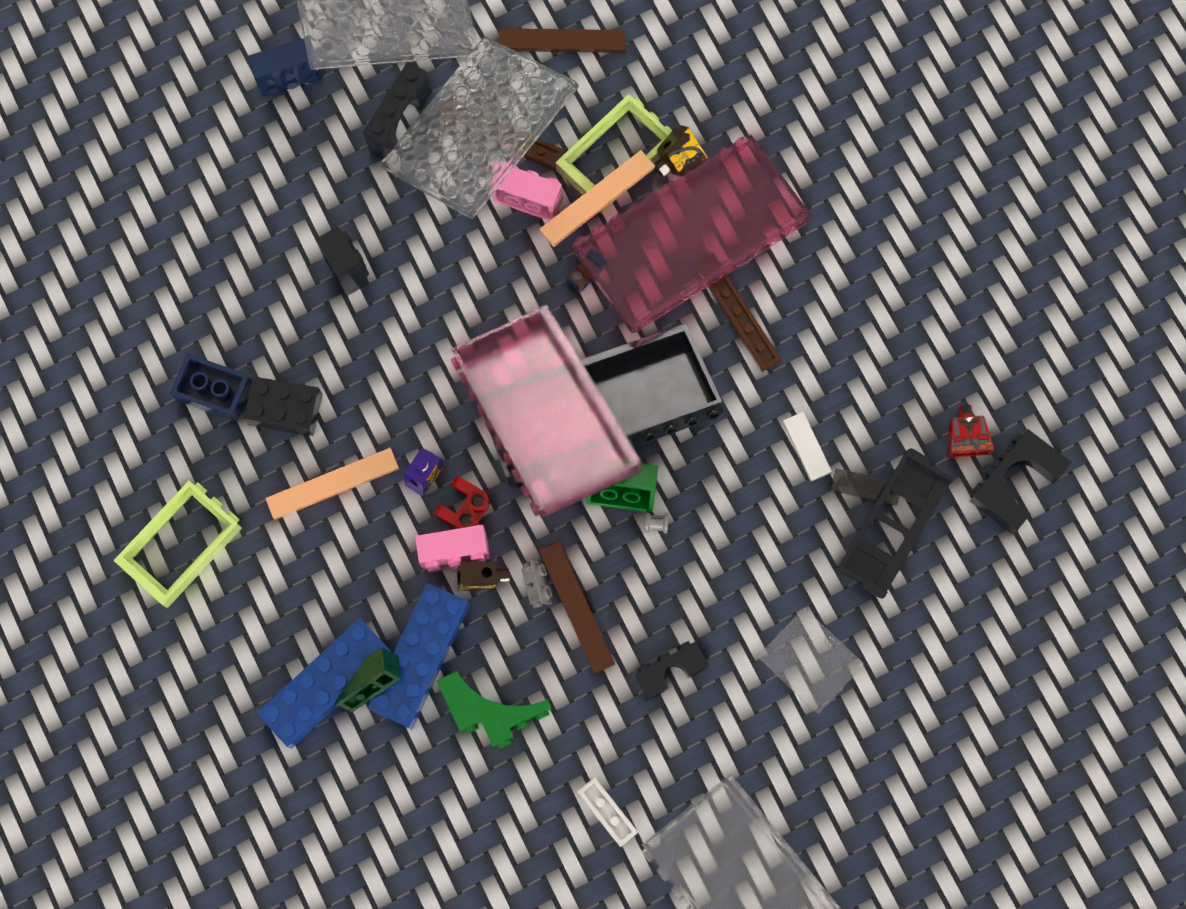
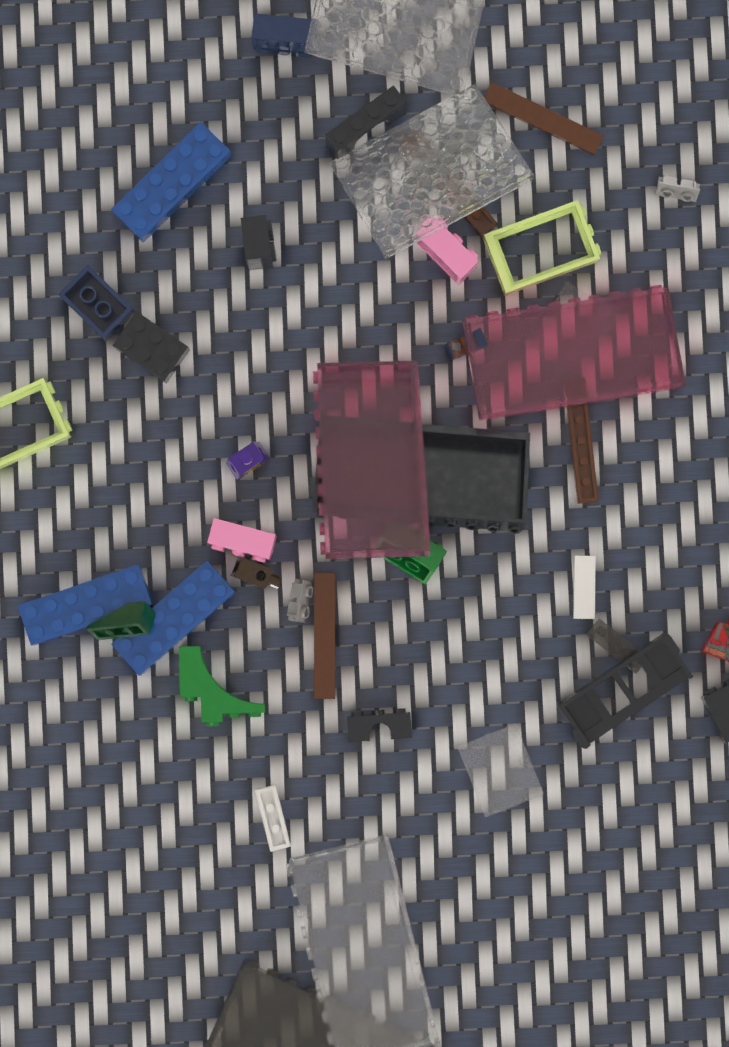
camera: 15 degrees right, 10 degrees up
(236, 246) = (171, 182): none -> blue brick
(332, 483) = (164, 434): light nougat tile -> none
(467, 509) = (269, 509): red piece -> none
(597, 198) = (505, 285): light nougat tile -> none
(656, 523) = (424, 595): light grey bush -> none
(679, 152) = (597, 275): torso -> none
(722, 47) = (686, 191): none -> light grey hinge

